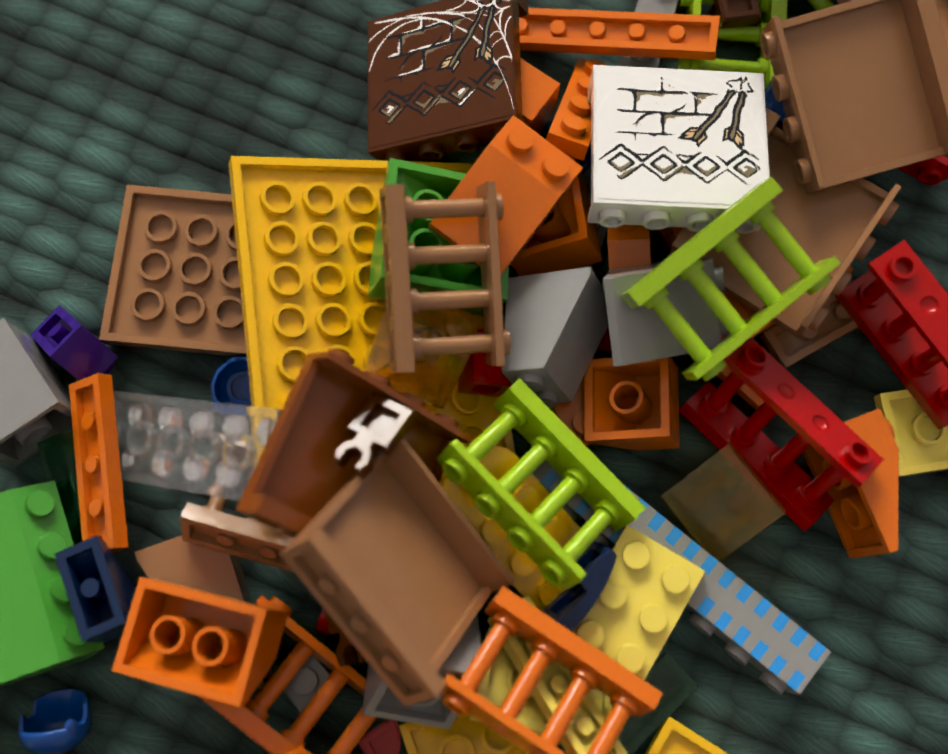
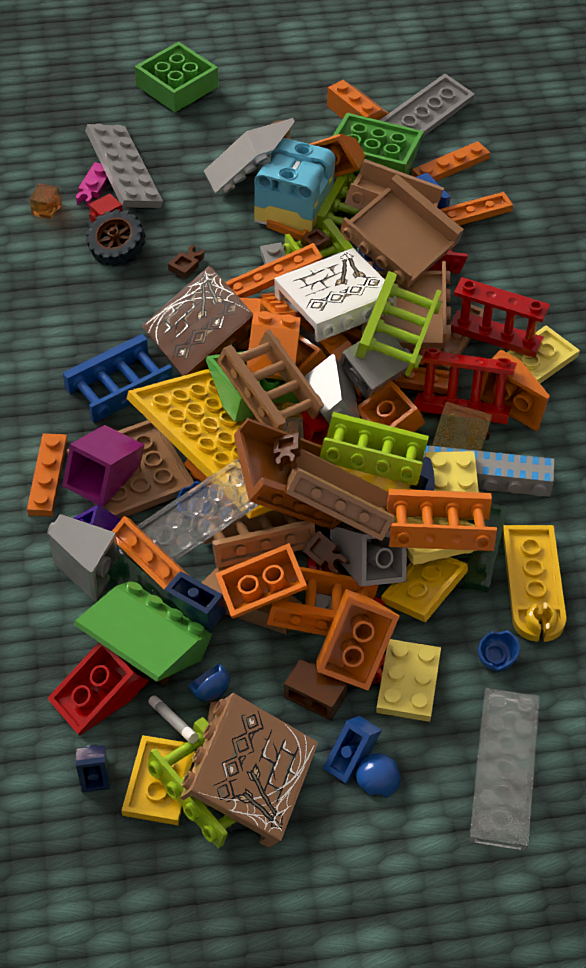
camera: 30 degrees left, 25 degrees down
(83, 207) = (47, 475): none -> orange plate
(144, 247) = (101, 464): none -> magenta slope
(275, 59) = (108, 362): none -> blue fence

